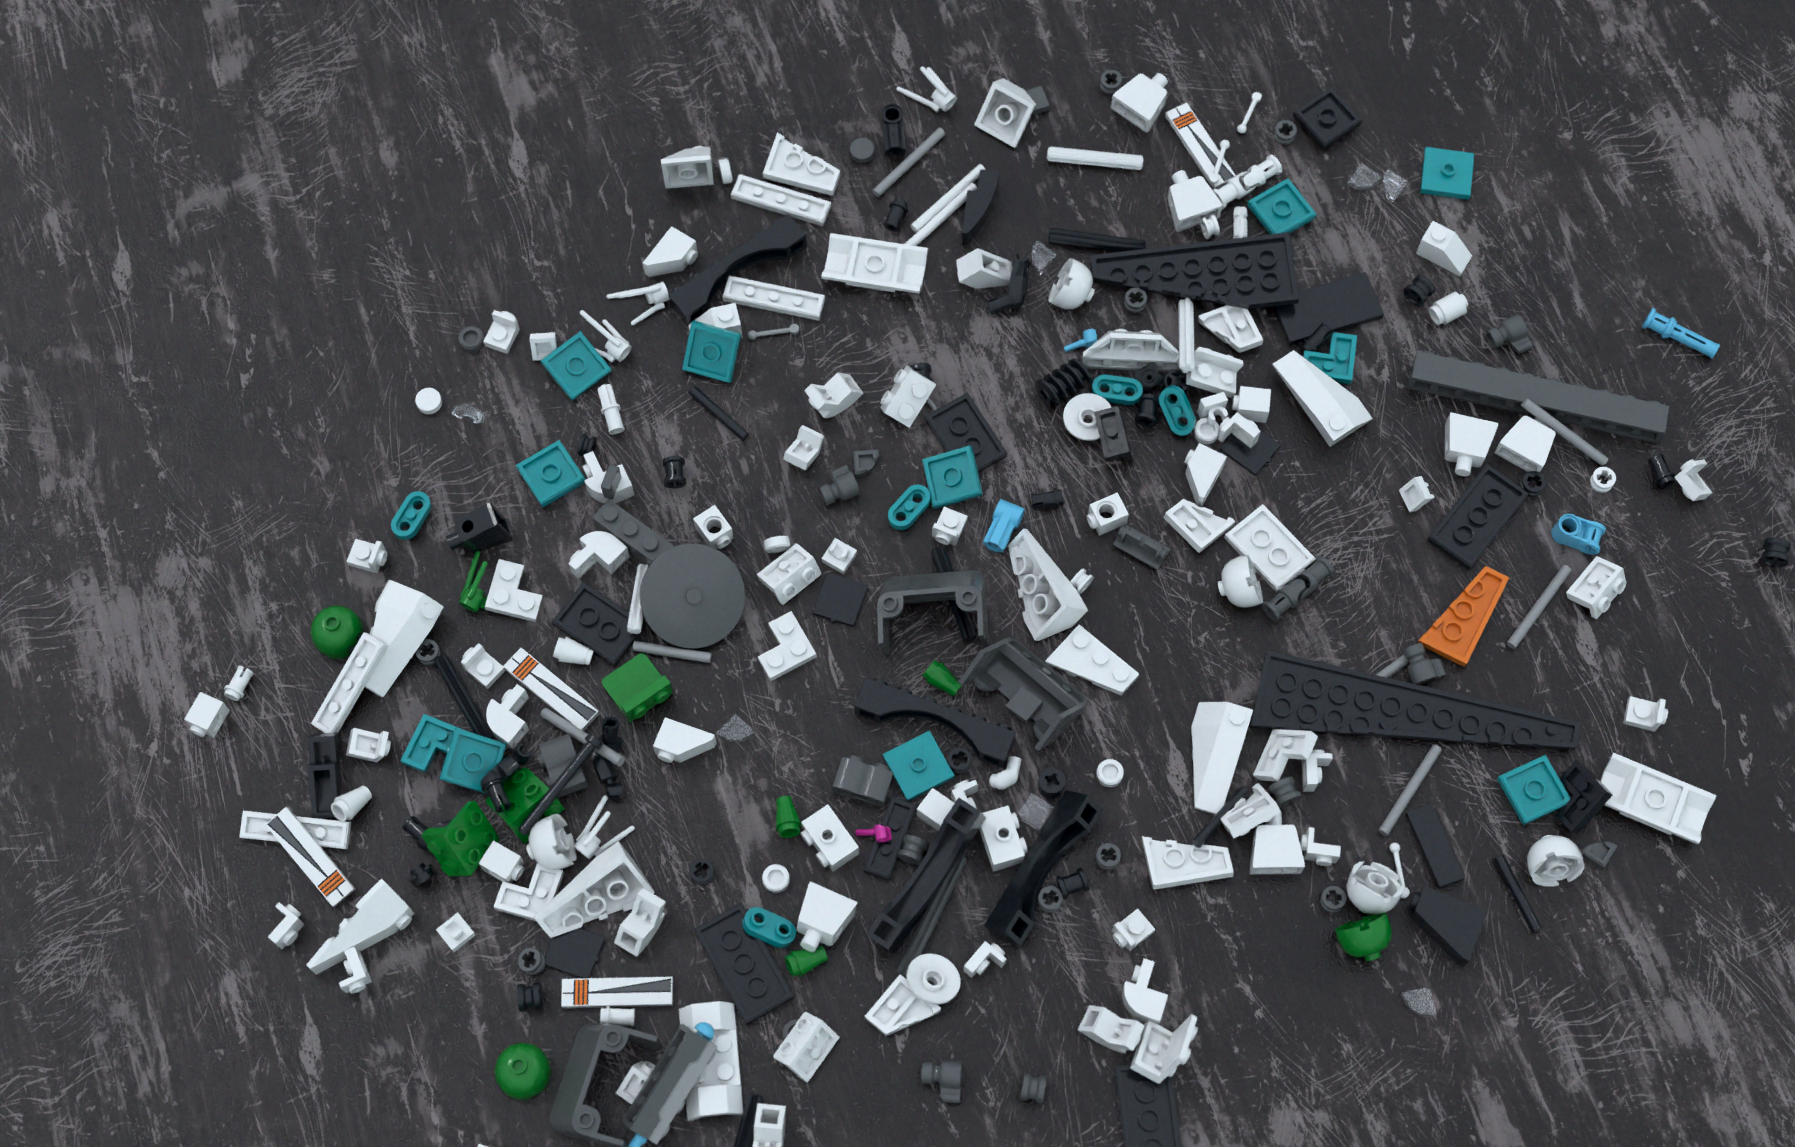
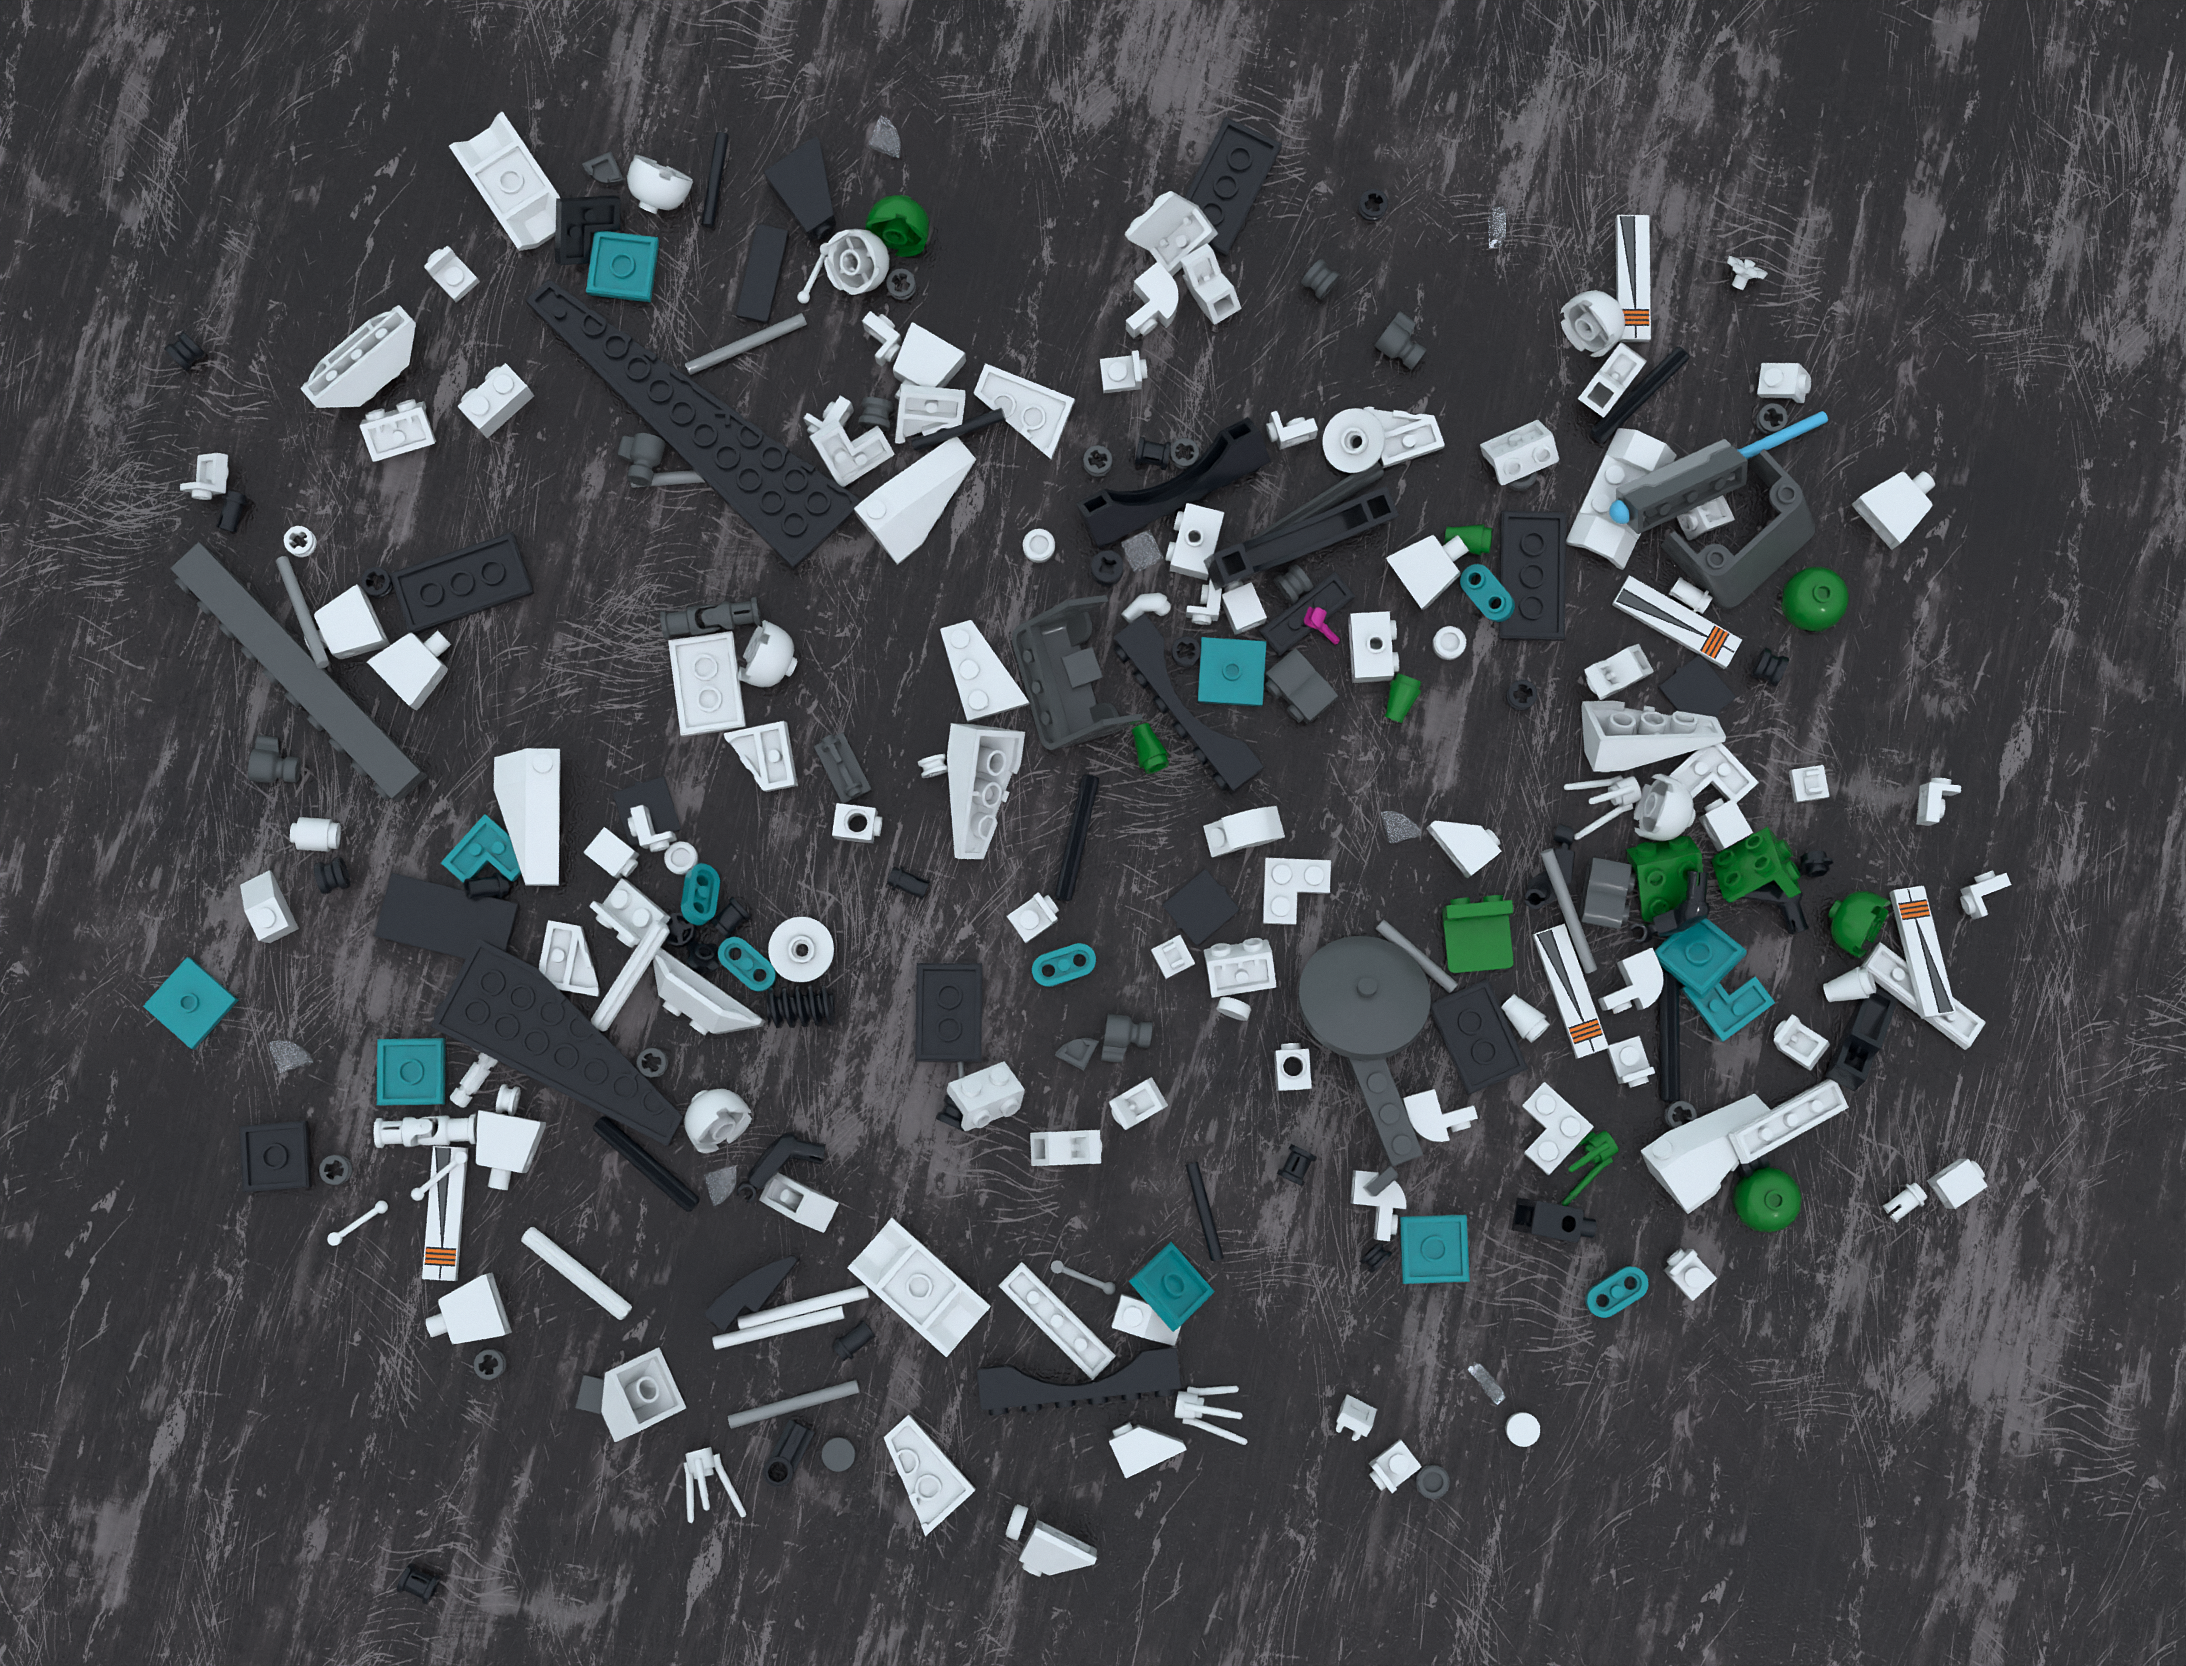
camera: 150 degrees left, 15 degrees up
(369, 849) = (1857, 920): none -> green cylinder
(378, 917) = (1887, 839): white wedge -> none
(534, 954) = (1756, 707): dark grey bush -> none
(560, 783) = (1567, 886): black bar -> none
(576, 366) = (1333, 1368): teal plate -> none
(610, 409) = (1323, 1289): white axle -> none
(616, 345) = (1274, 1363): white plant -> none
(635, 615) = (1437, 1013): white axle -> none
(781, 200) = (973, 1446): white tile -> none
(840, 659) = (1244, 830): none -> white brick
(952, 477) = (995, 969): teal plate -> none
(965, 587) = (1101, 847): dark grey windscreen -> none
(1005, 519) = (969, 885): medium azure piece -> none
(1090, 338) = (735, 1047): medium azure hand -> none
(1113, 434) = (789, 908): black panel -> none
(1203, 470) = (720, 808): white slope -> none
(1213, 406) = (658, 876): white tile -> none
(1393, 185) = (263, 1026): clear tile -> none
(1416, 494) = (510, 643): white tile -> none
(1463, 622) = (563, 478): orange wing -> none
(1539, 606) = (472, 449): light grey bar -> none
(1548, 642) = (495, 400): none -> white brick
(1582, 534) = (370, 493): medium azure piece -> none
(1656, 610) = (363, 362): none -> white wedge
(1669, 328) = (92, 664): medium azure pin -> none

